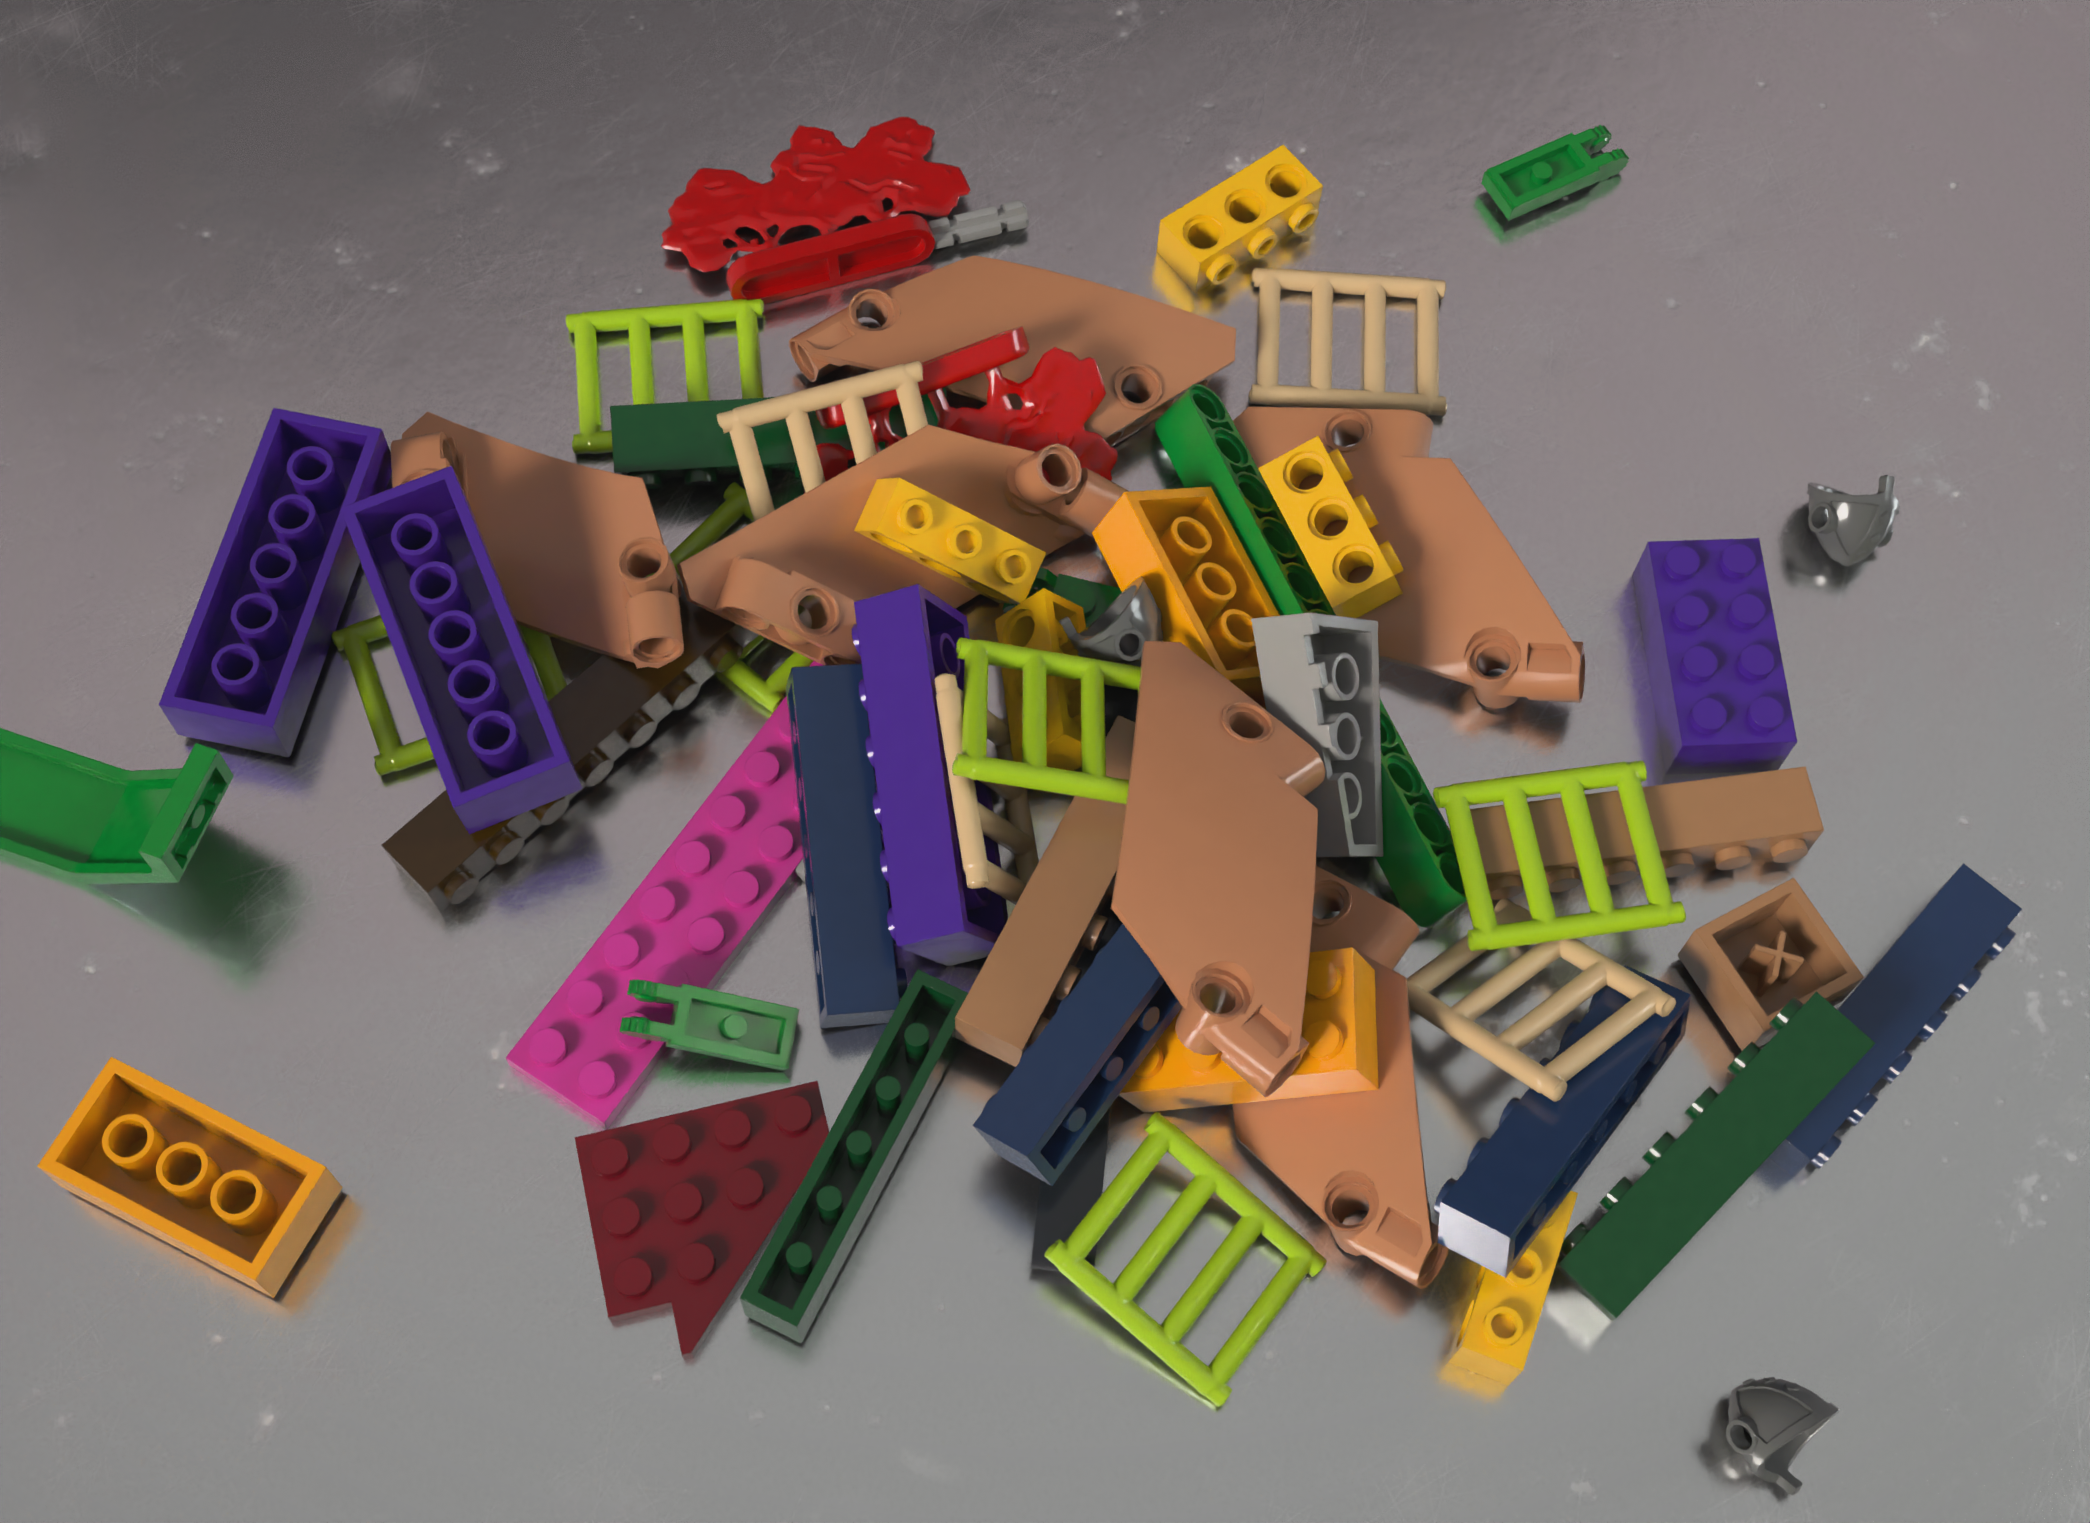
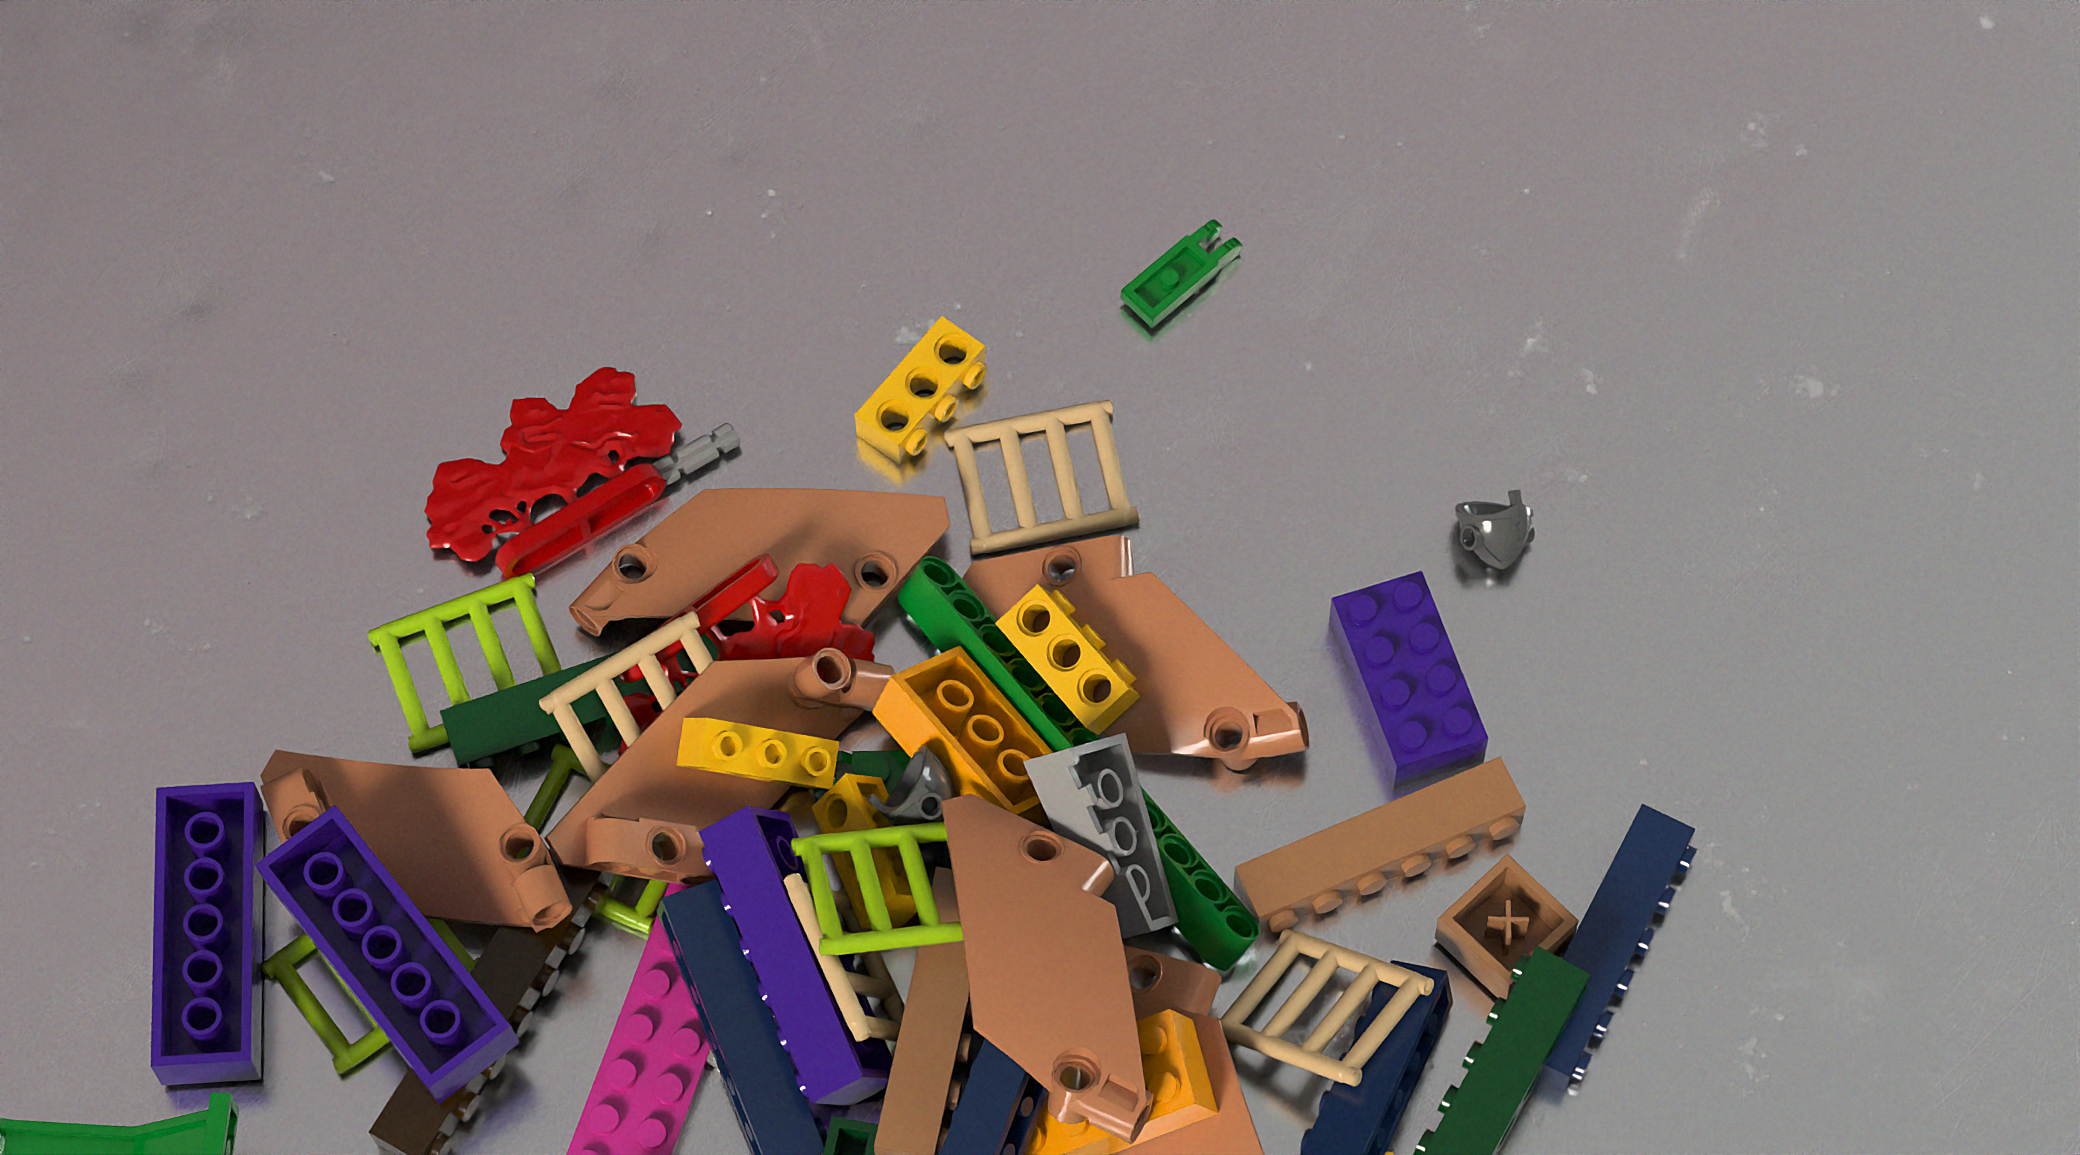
camera: 10 degrees left, 0 degrees up
(1544, 924) = (1320, 945): lime bar -> none

